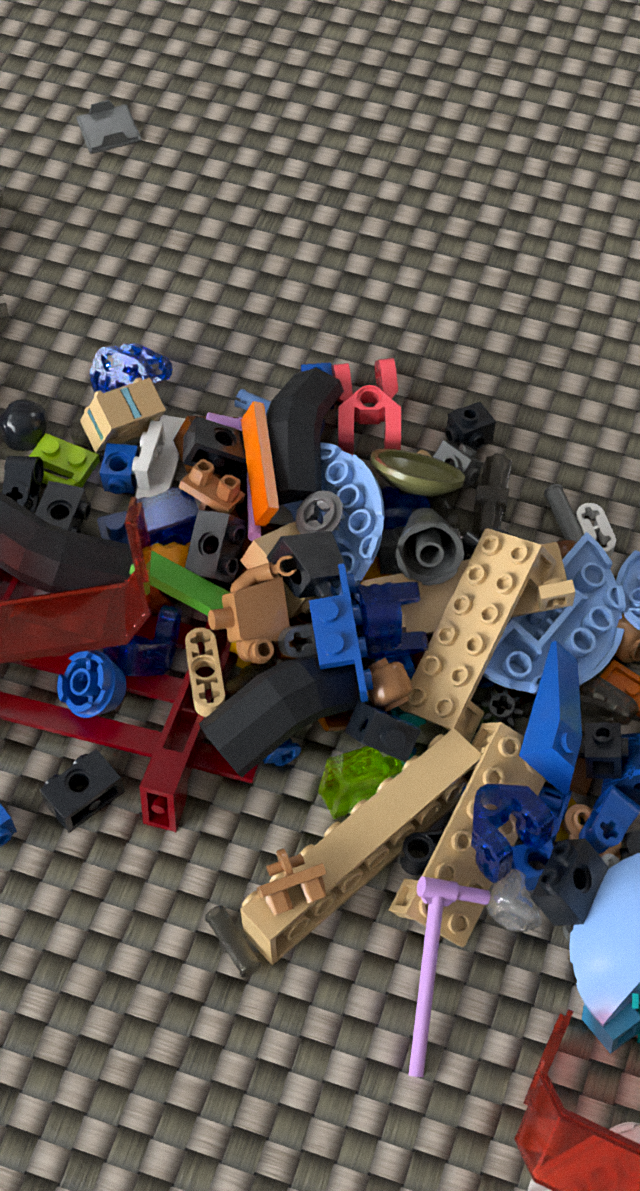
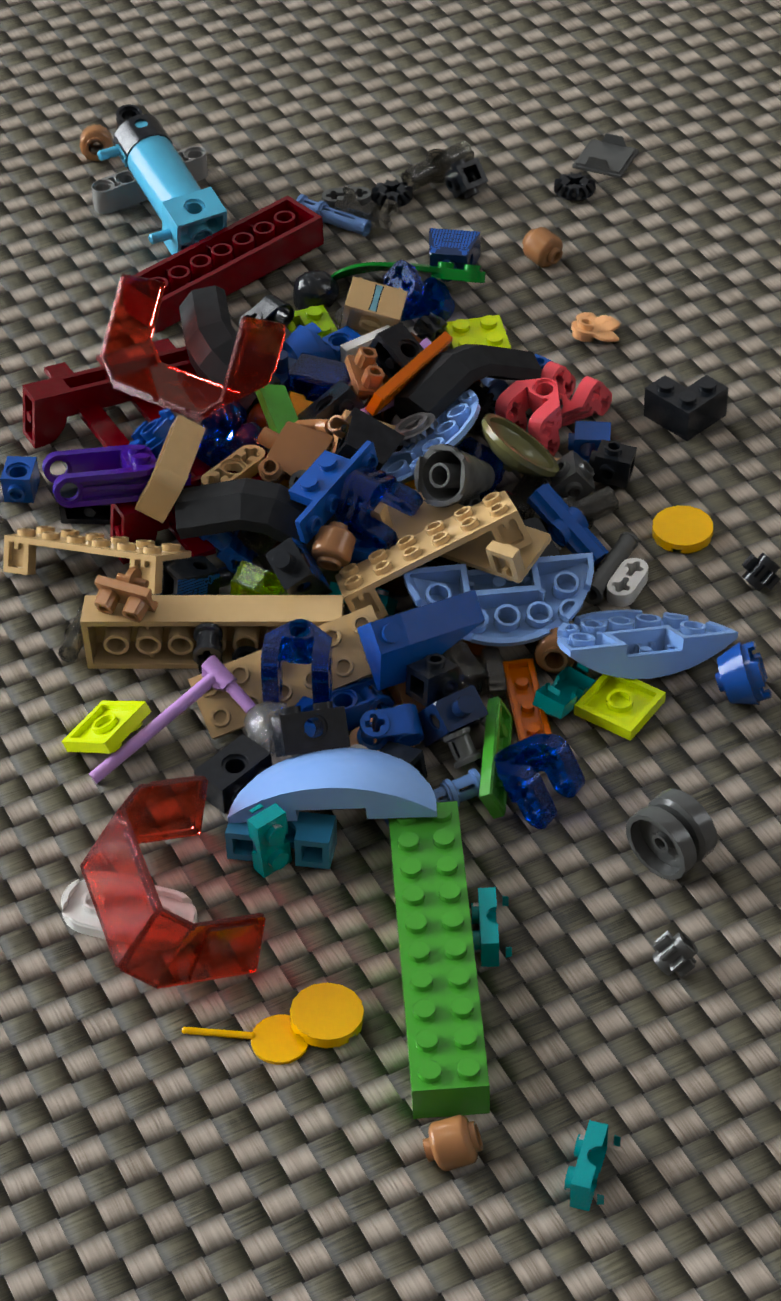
camera: 45 degrees right, 15 degrees down
(28, 221) = (465, 178): none -> black brick
(86, 347) = (444, 270): none -> green plant
(98, 307) = (454, 246): none -> dark blue torso
(108, 492) = (306, 340): none -> blue cone
(126, 179) = (574, 186): none -> black gear
(135, 730) = (102, 474): none -> dark purple plate
(164, 841) = (21, 551): none -> tan bracket
(170, 251) = (542, 247): none -> medium nougat head
(175, 398) = (429, 327): none -> black gear
(180, 711) = (171, 469): none -> tan beam
(213, 378) = (482, 331): none -> neon yellow plate
(286, 806) = (193, 577): none -> black torso
(295, 303) = (589, 326): none -> light nougat plate
(381, 1018) = (106, 727): none -> neon yellow plate
(388, 871) = (208, 643): none -> black connector
(424, 418) = (588, 437): none -> blue brick
(456, 337) = (685, 409): none -> black brick
(515, 516) = (565, 523): none -> blue piece
(527, 990) = (232, 770): none -> black brick
(576, 450) = (682, 529): none -> yellow tile

